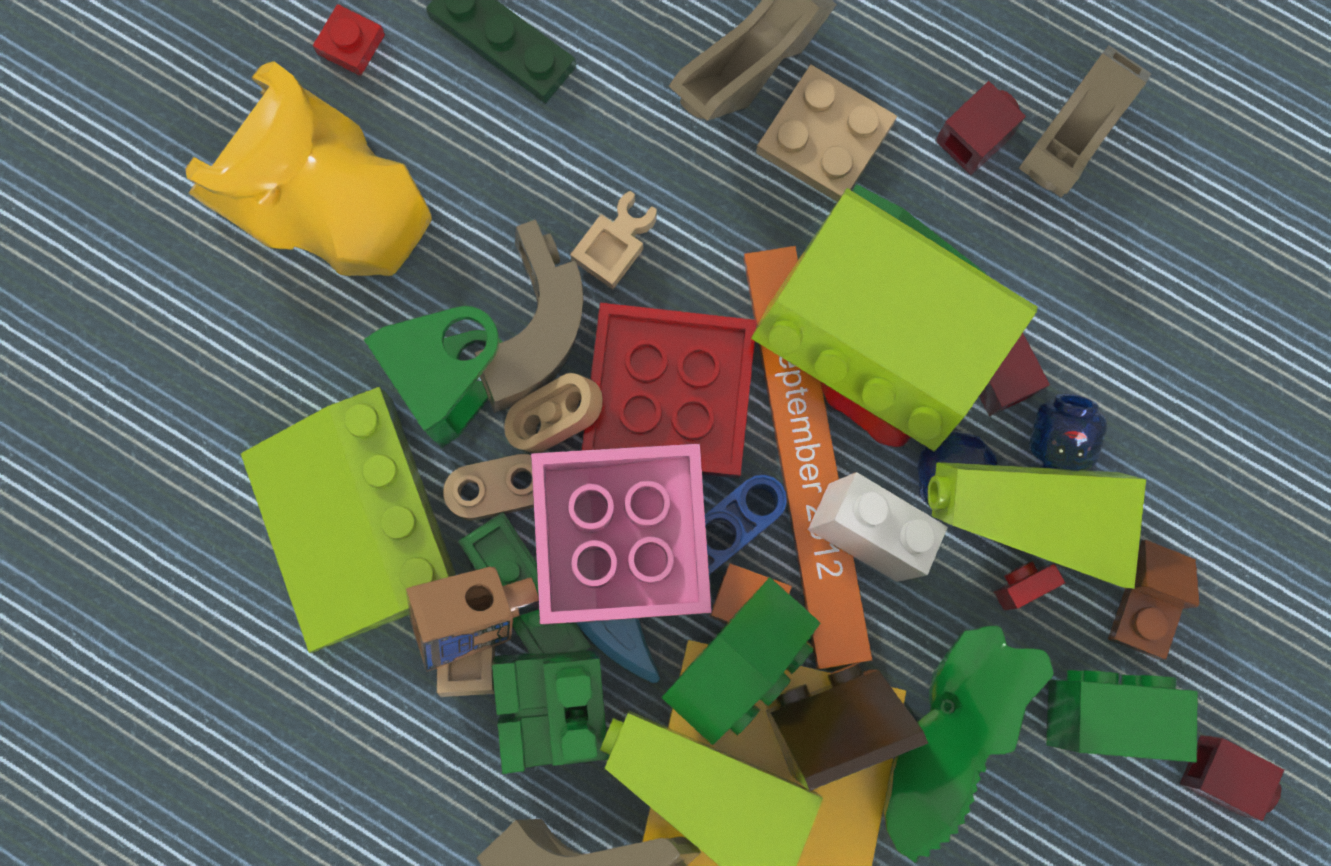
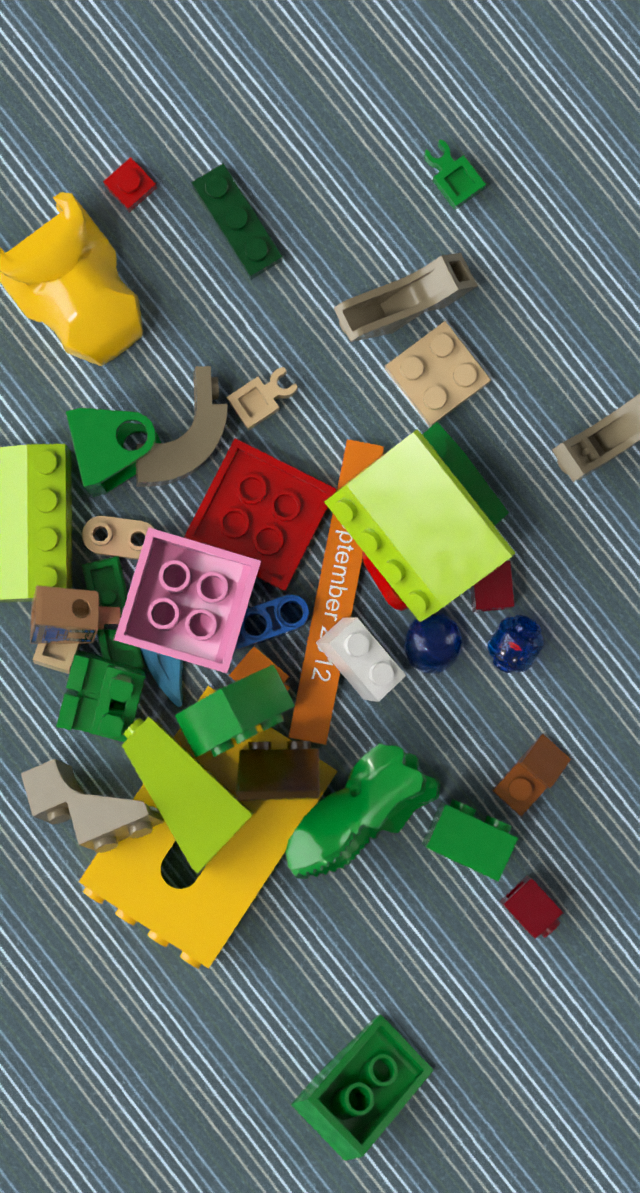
camera: 20 degrees right, 5 degrees up
(556, 409) = (178, 502): tan plate -> none
(980, 127) = (545, 409): dark red brick -> none
(1027, 584) = (448, 732): red plate -> none
(1056, 514) = (477, 691): lime slope -> none

